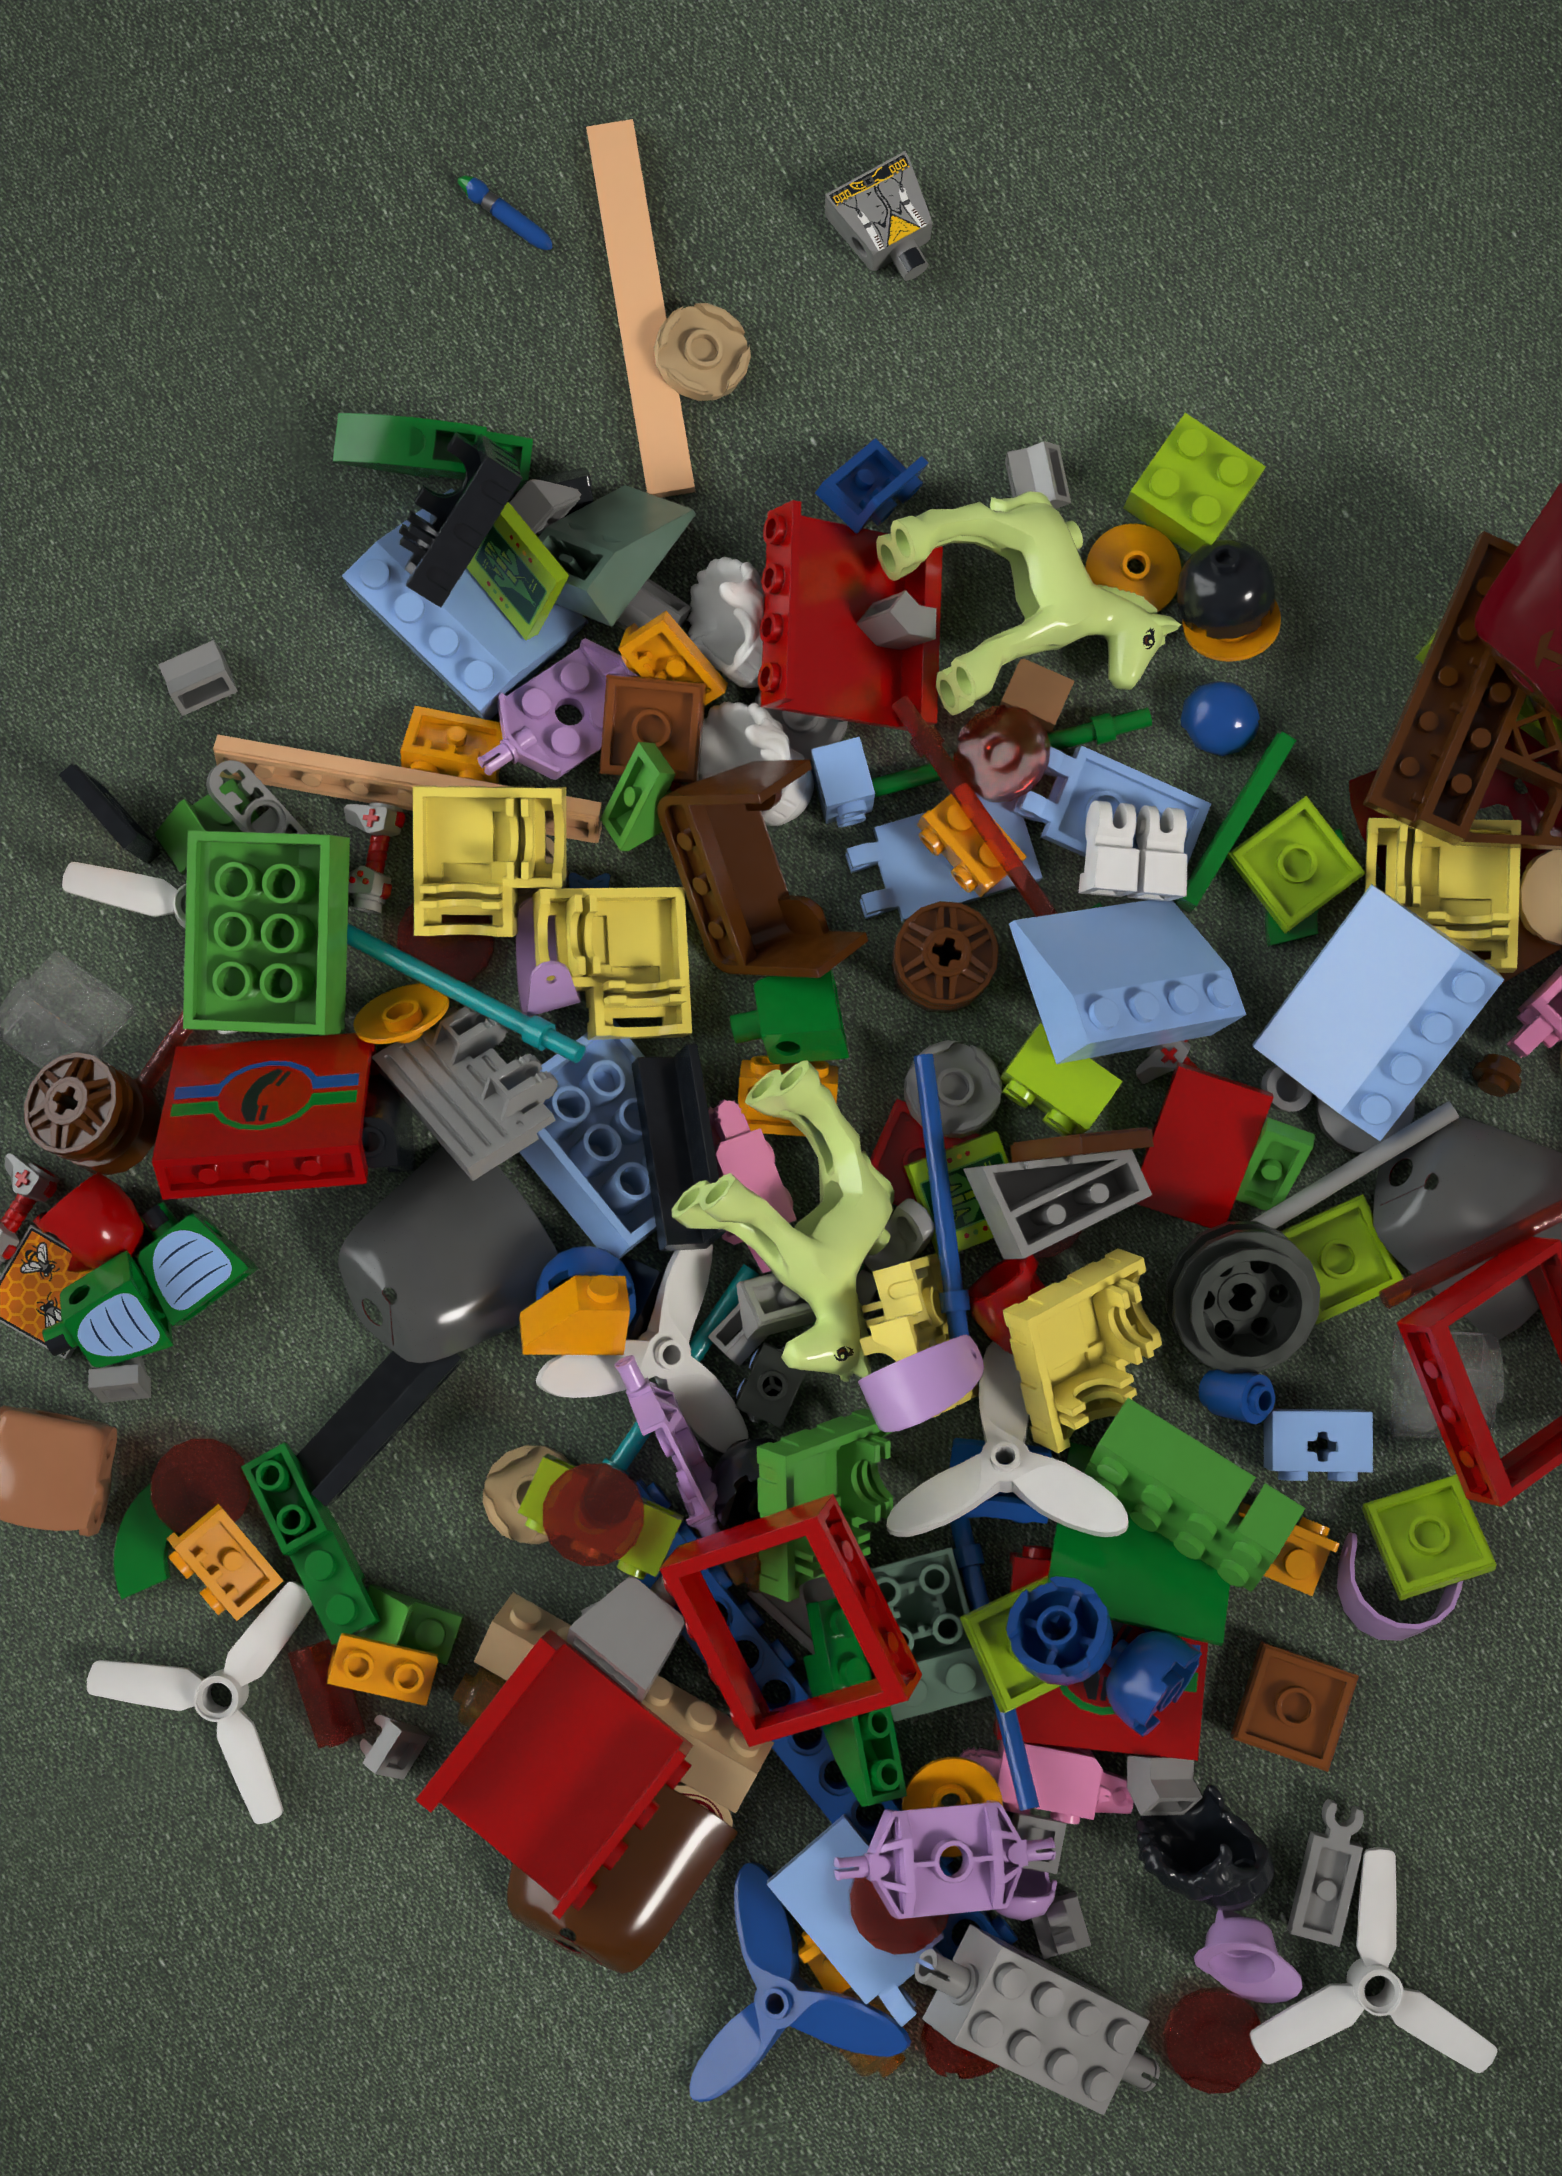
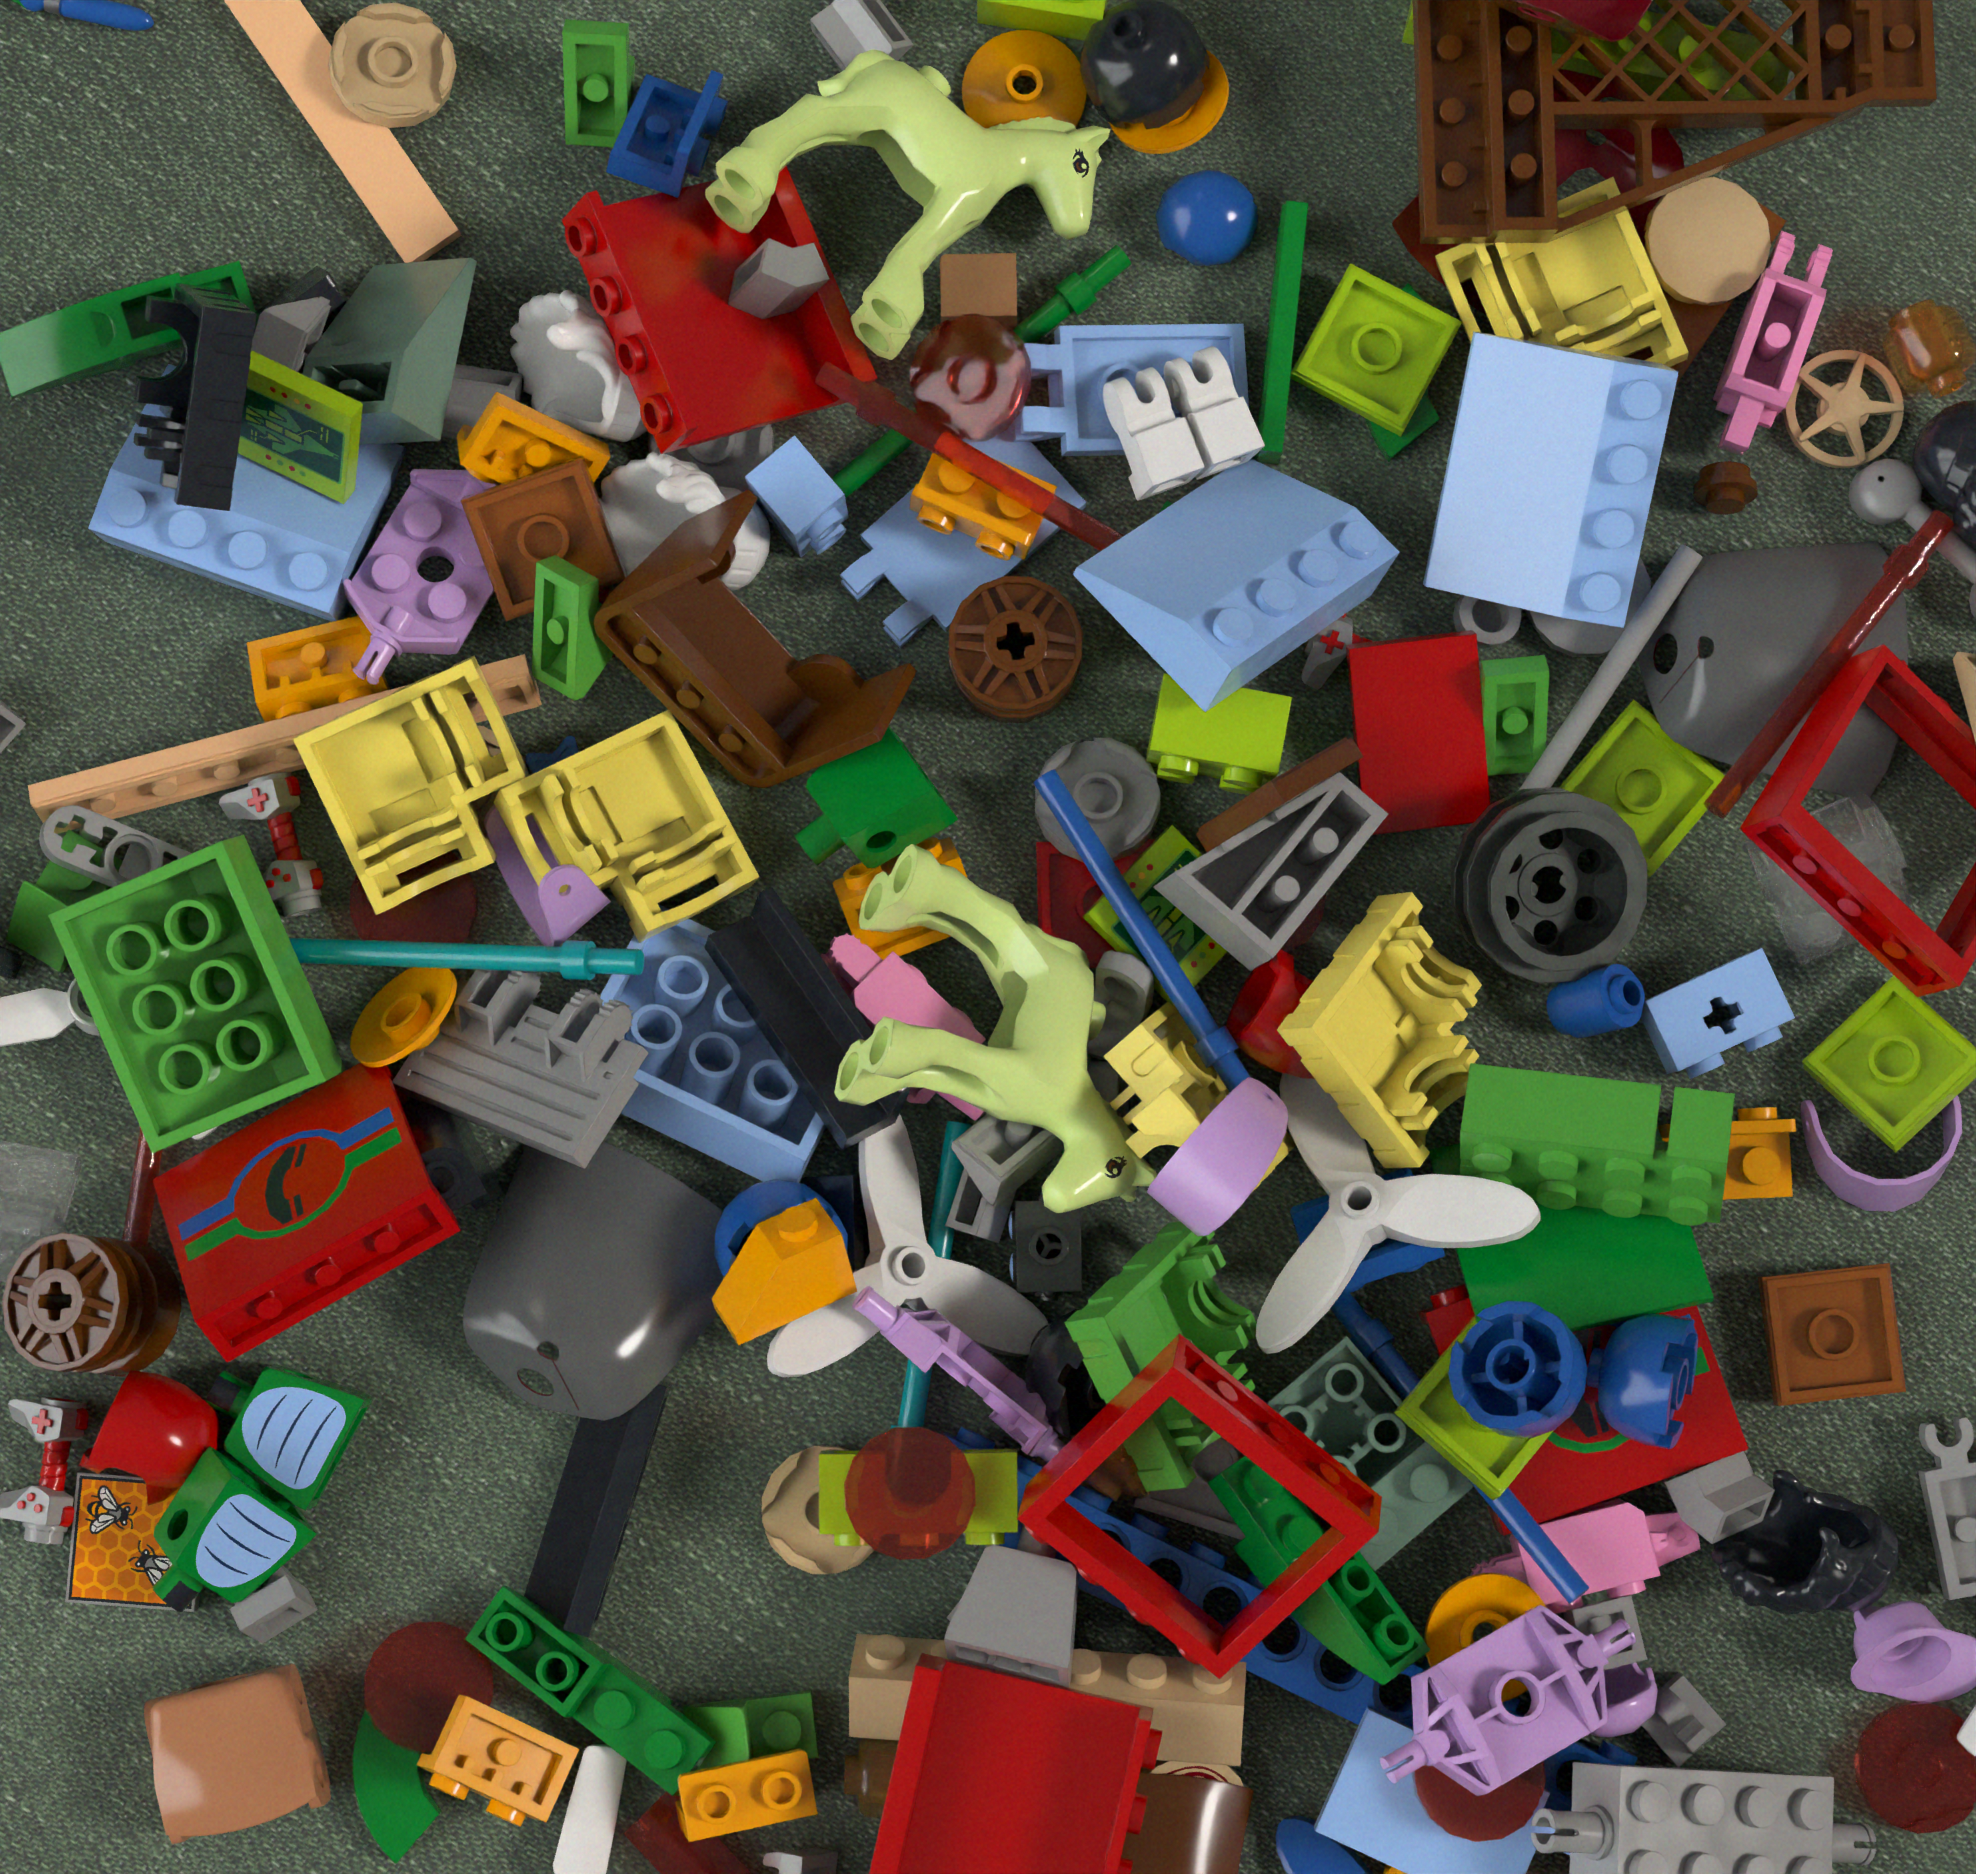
camera: 30 degrees left, 0 degrees up
(838, 426) = (596, 81): none -> bright green slope

